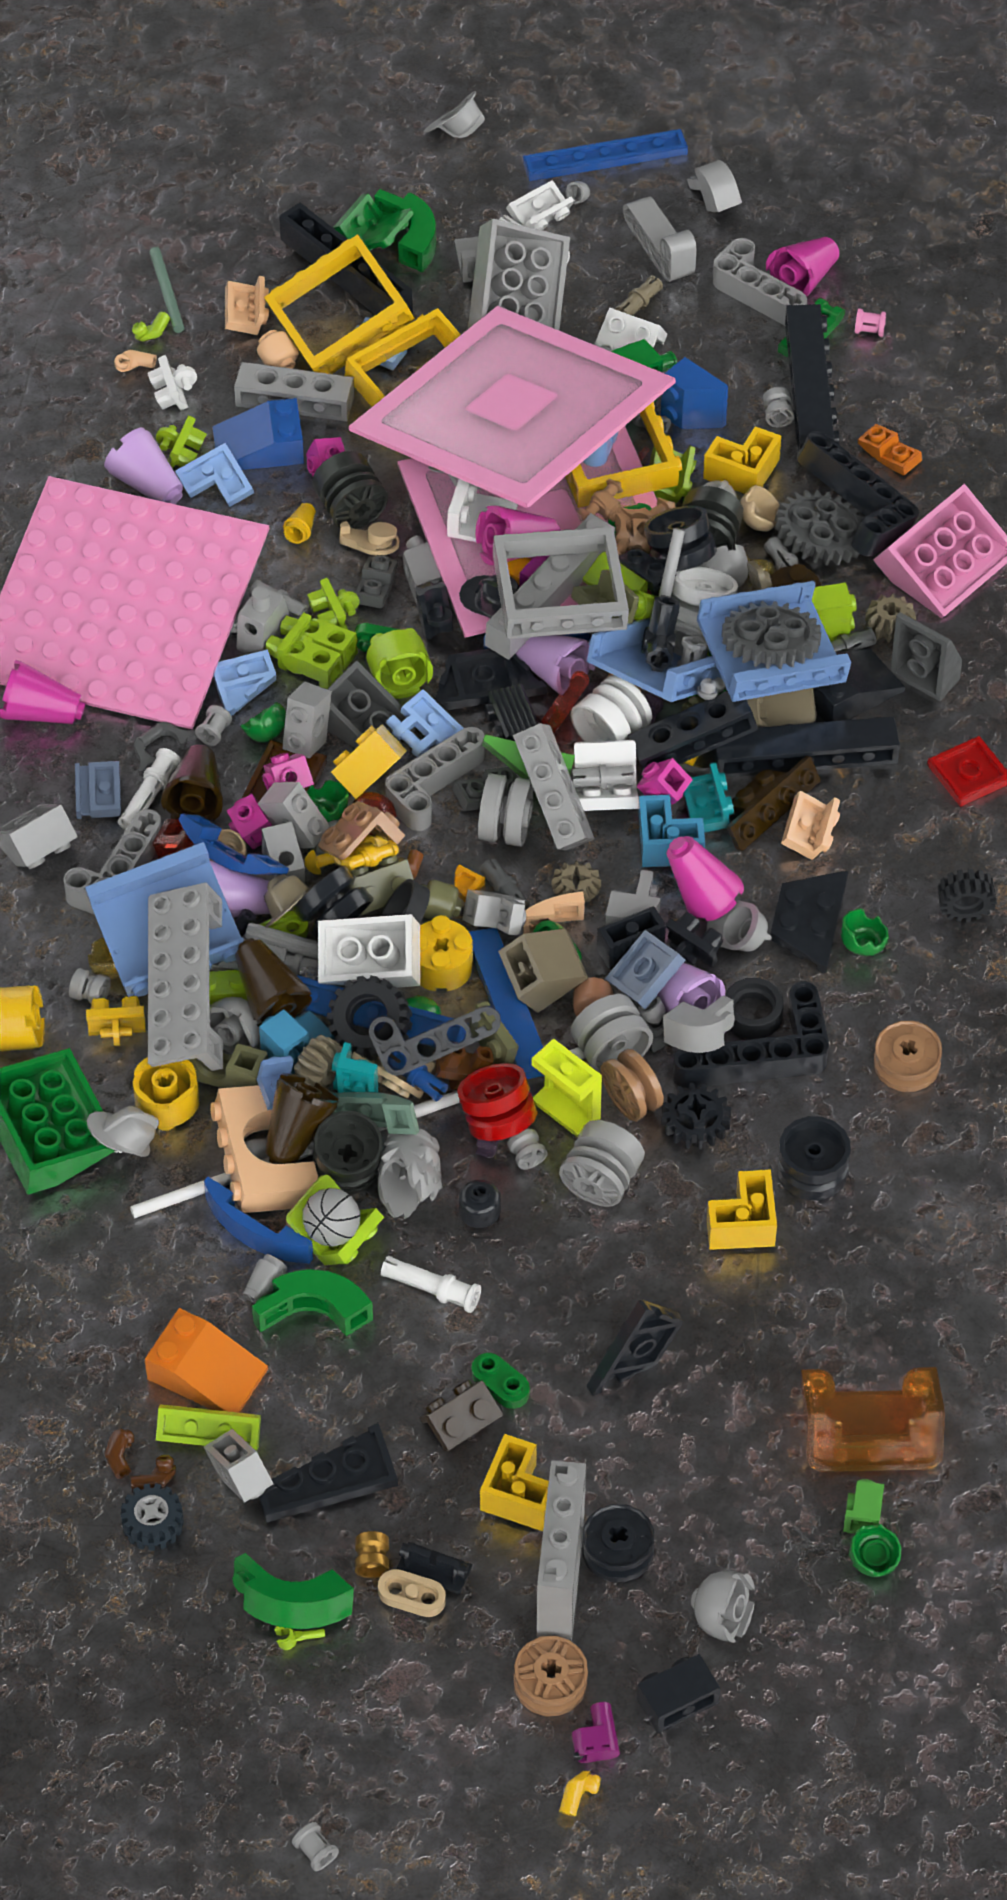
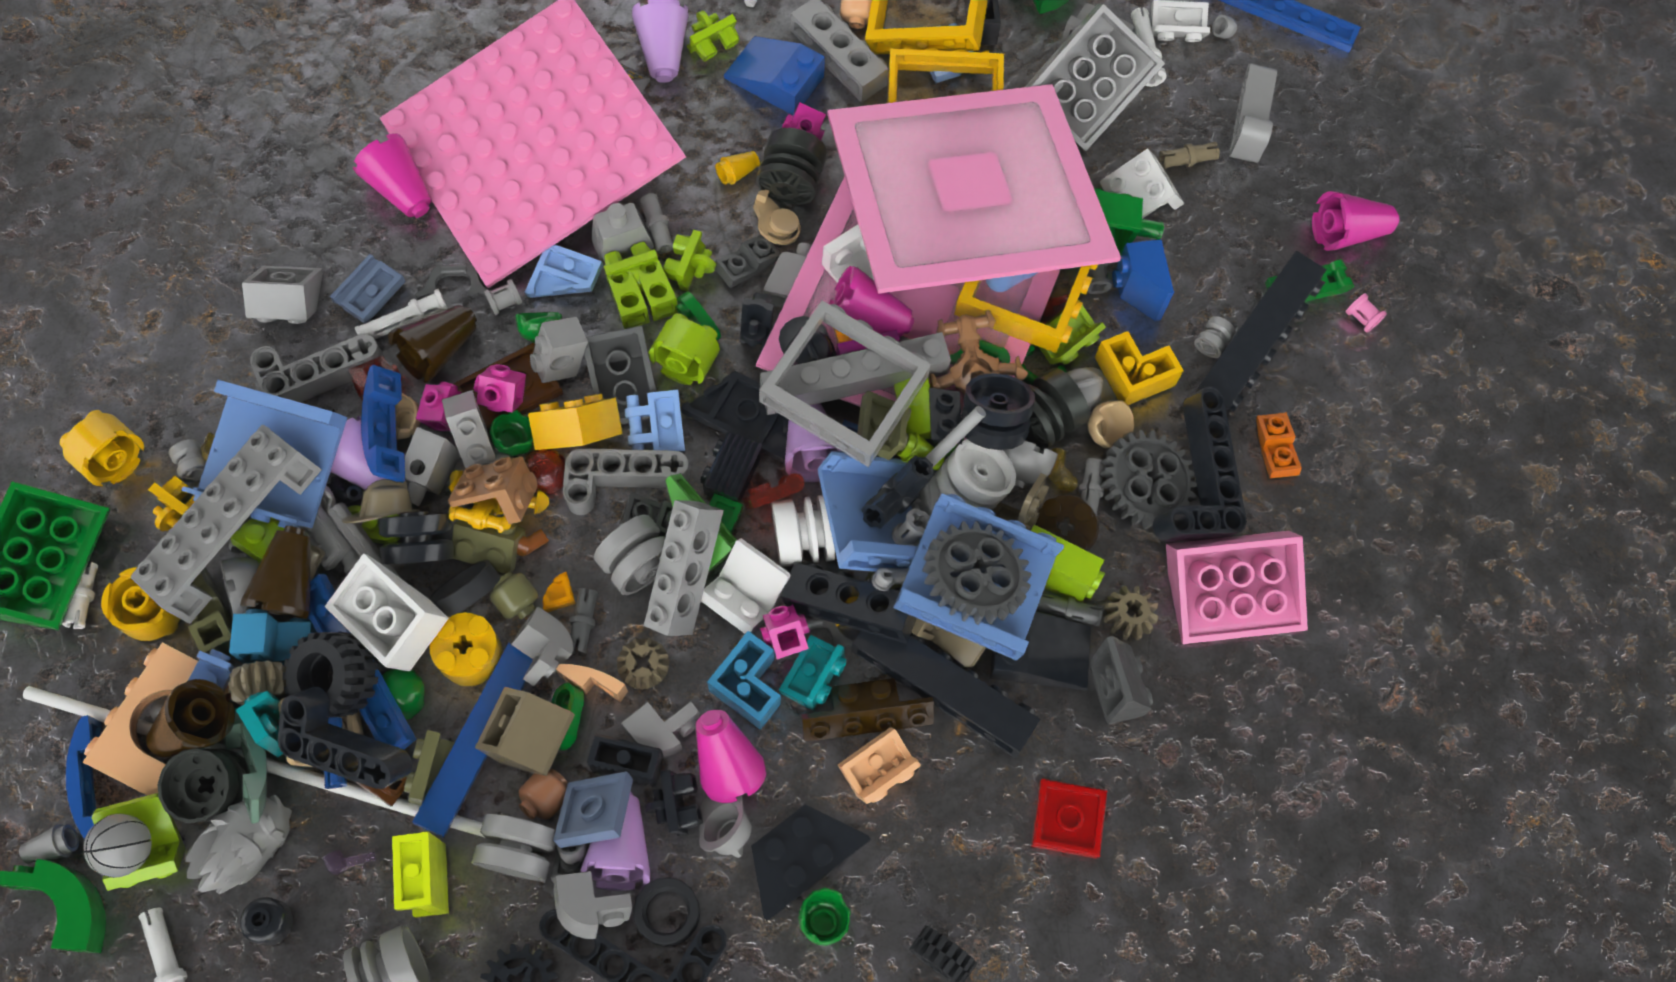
camera: 35 degrees right, 15 degrees up
(124, 1131) = (67, 617): light grey piece -> none
(216, 468) = (717, 77): light blue plate -> none
(497, 1102) = (359, 836): red wheel -> none
(527, 1149) = (358, 896): light grey wheel -> none
(603, 776) = (742, 585): light grey pin -> none
(632, 1084) = (484, 913): medium nougat wheel -> none
(716, 185) = (1341, 98): light grey brick -> none
(740, 279) = (1290, 185): light grey beam -> none

